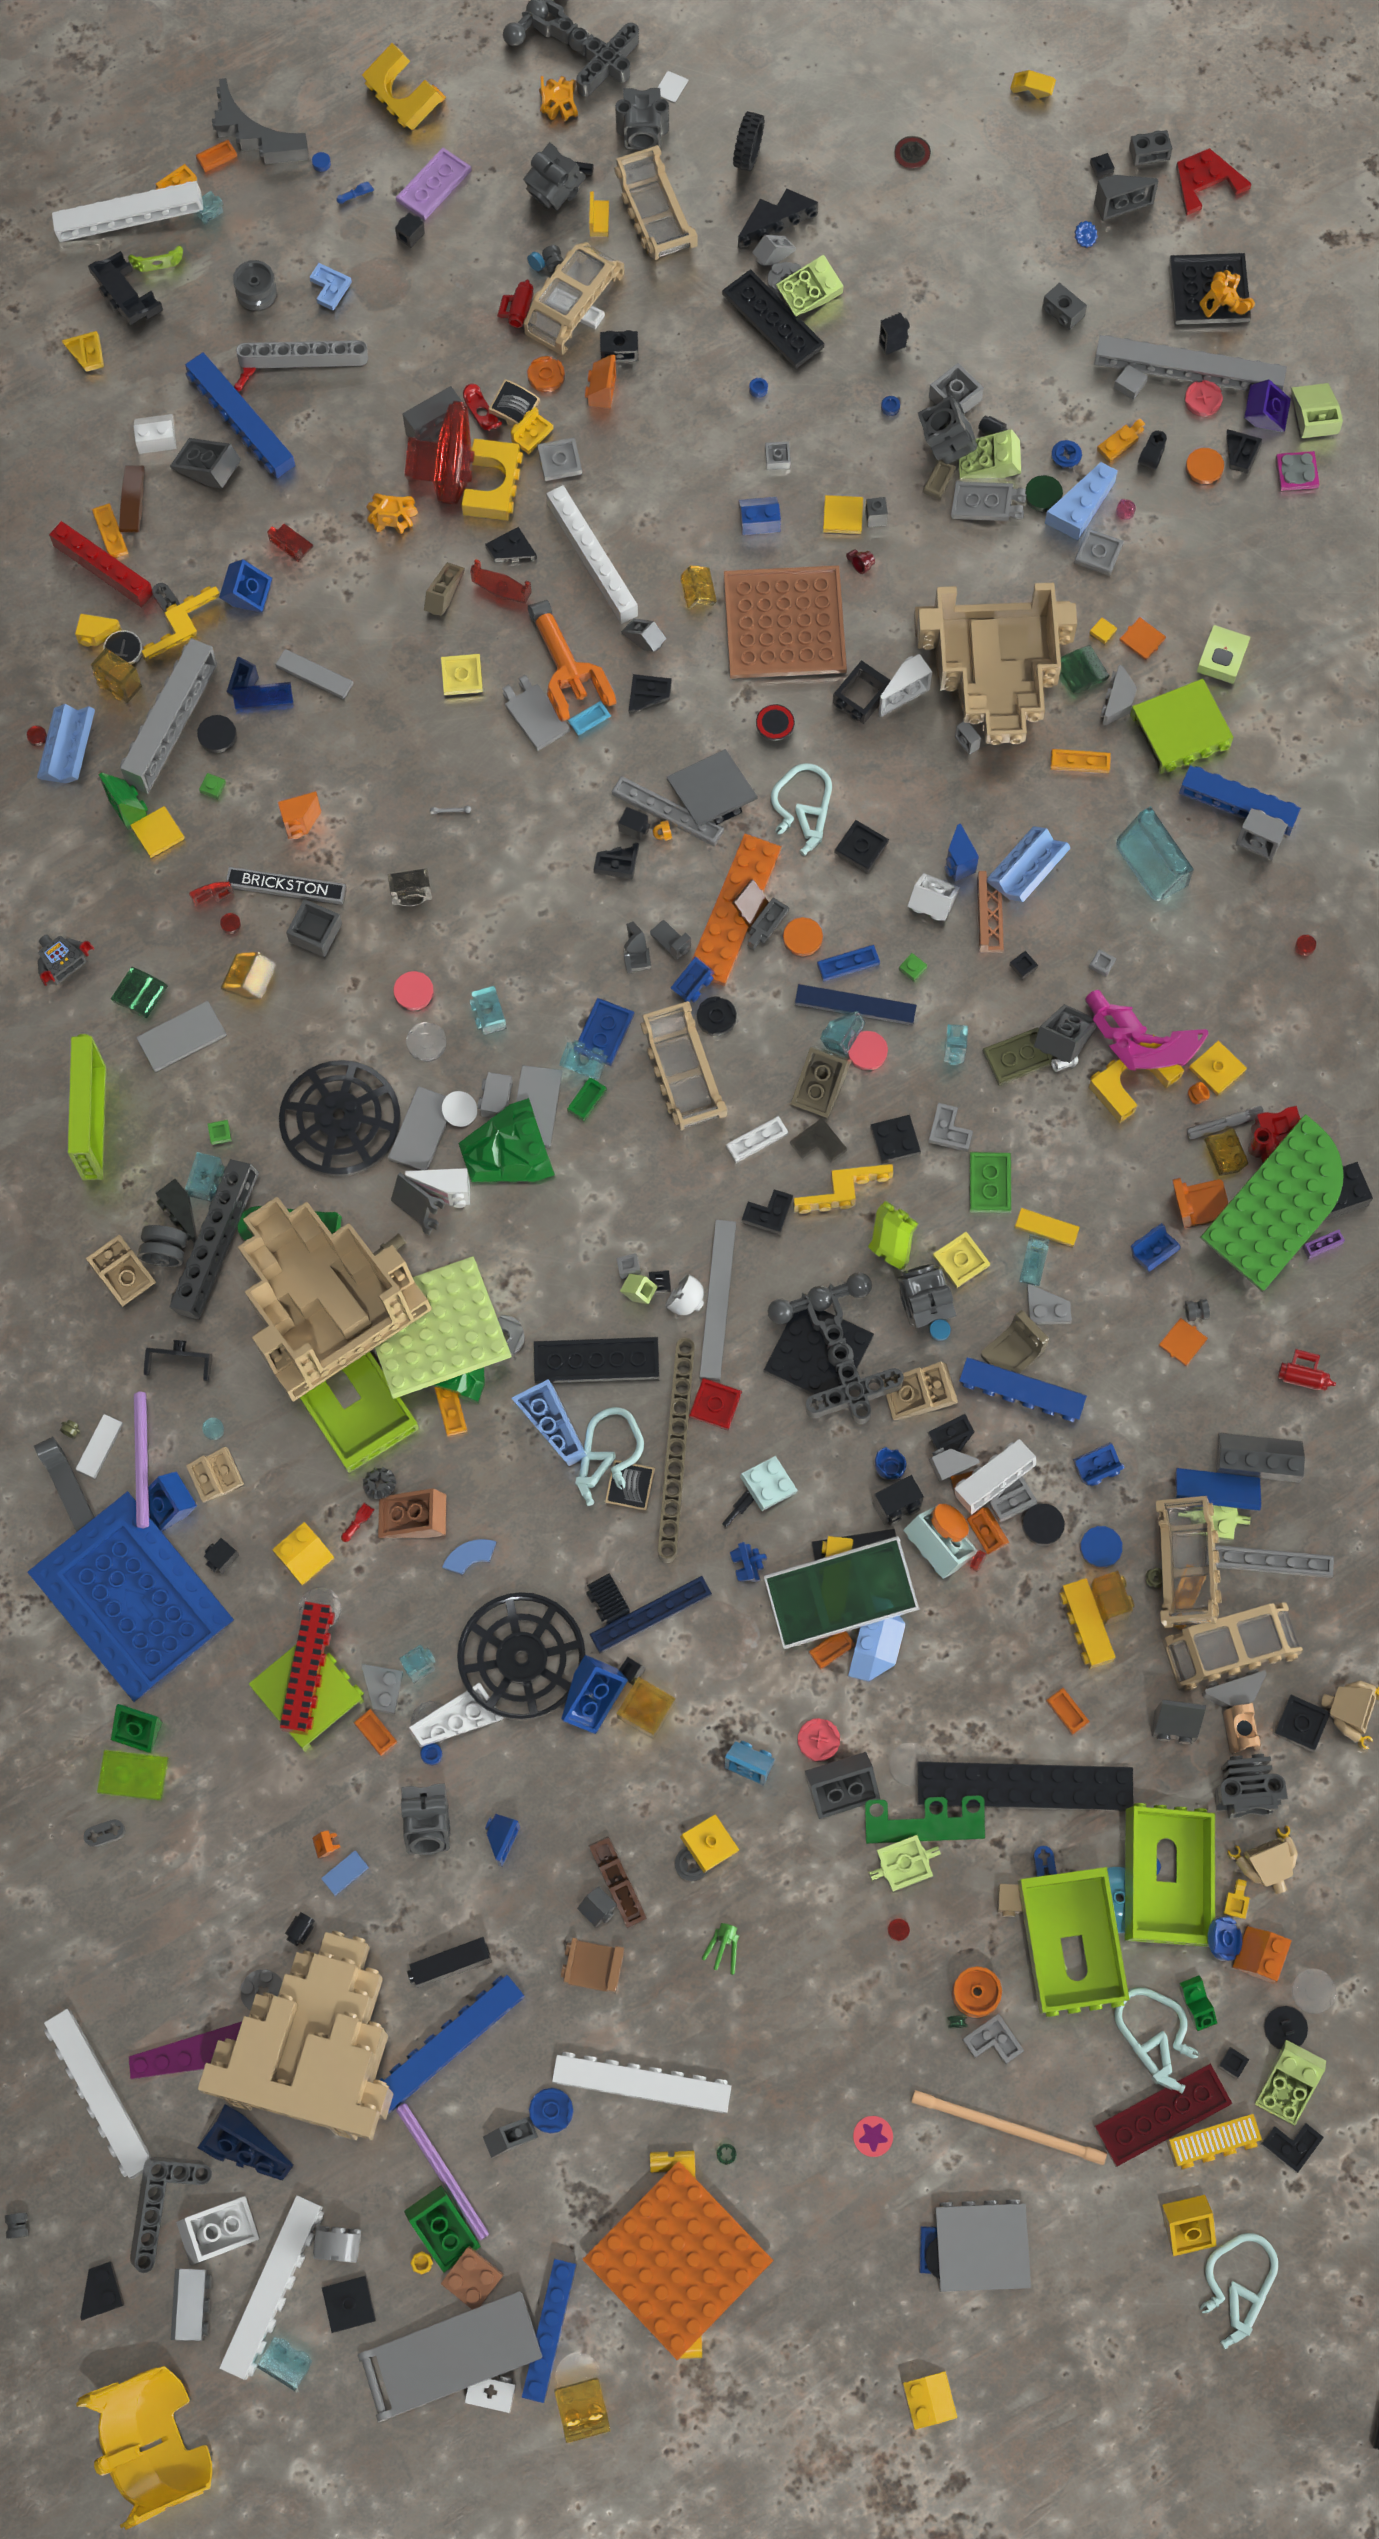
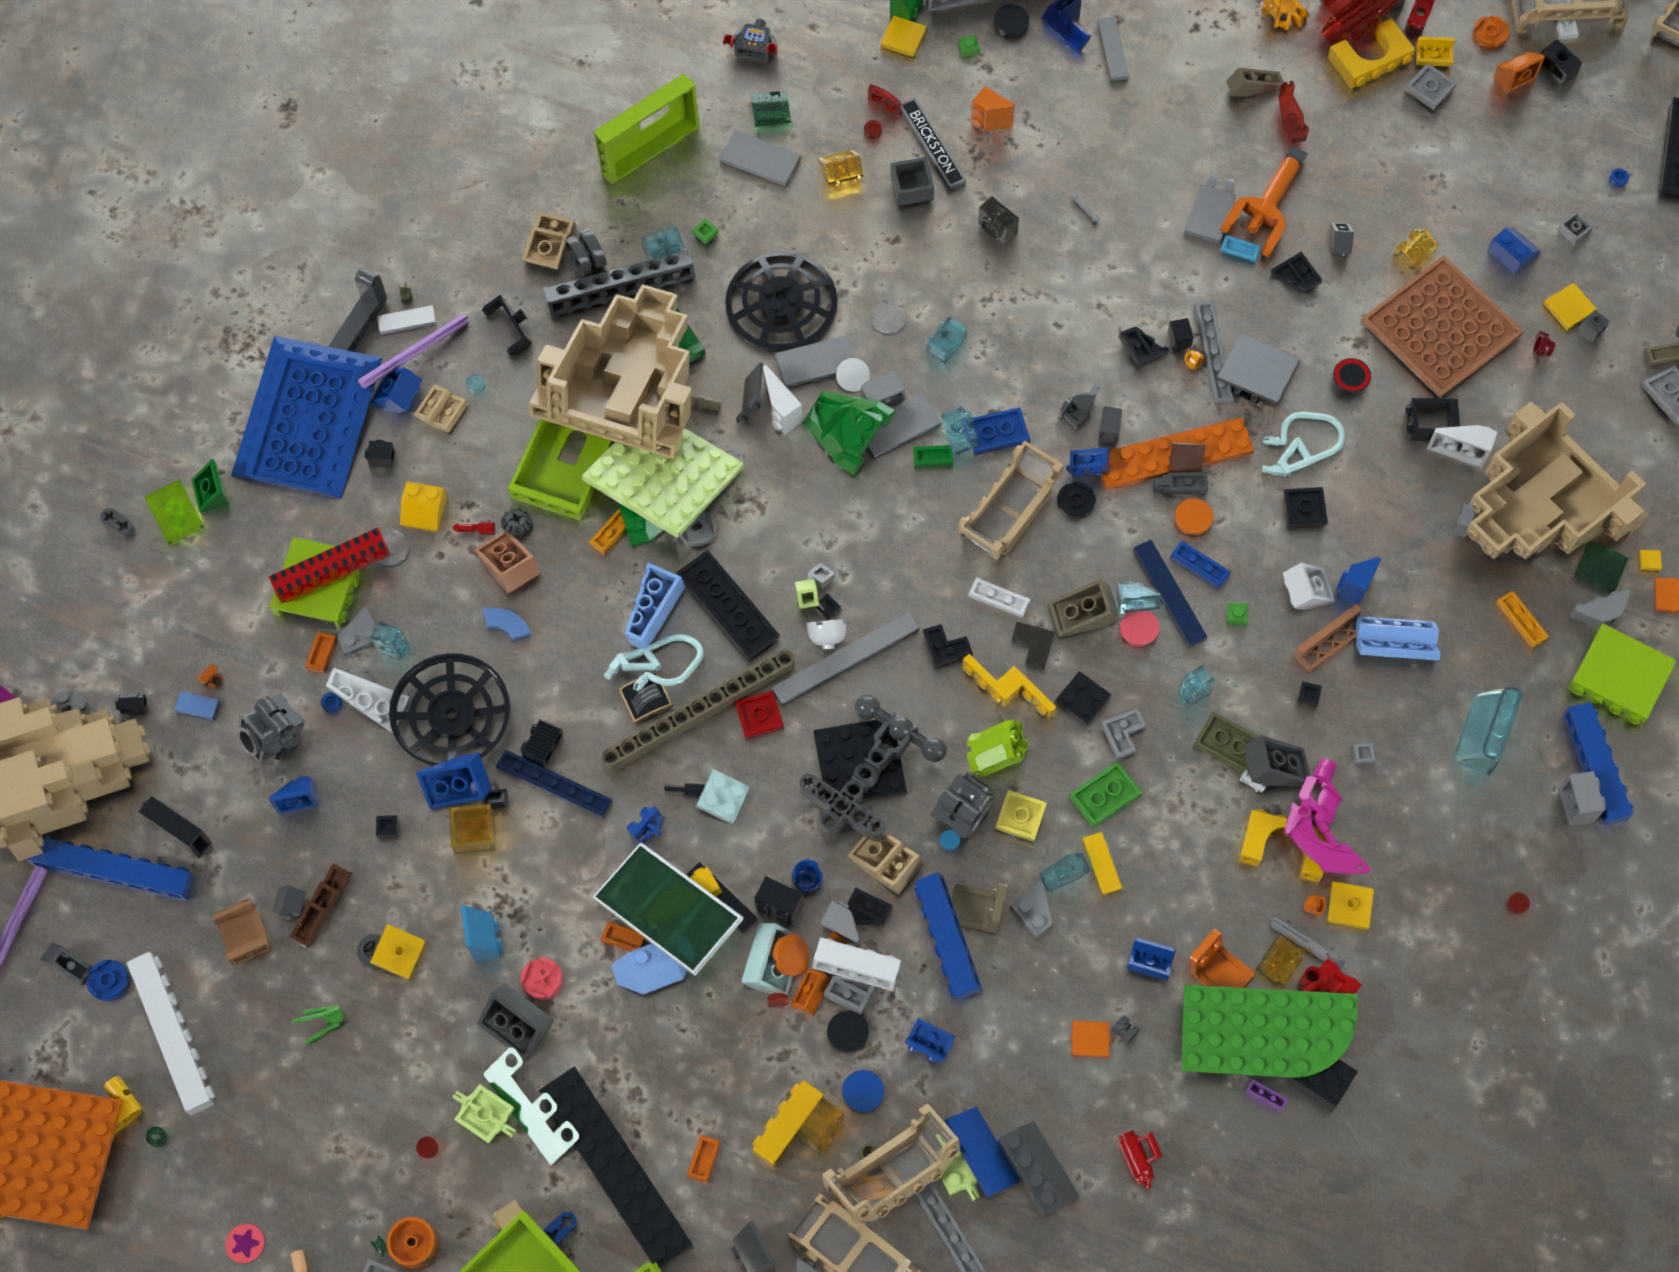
camera: 55 degrees right, 5 degrees down
(178, 1204) = (626, 245): pearl dark grey slope -> none
(413, 990) = (921, 281): coral tile -> none
(461, 674) = (1198, 141): light yellow plate -> none
(510, 547) = (1330, 103): black wing -> none
(513, 402) = (1447, 23): slope -> none
(586, 1779) = (386, 826): none -> black plate
(592, 554) = (1373, 159): white brick -> none

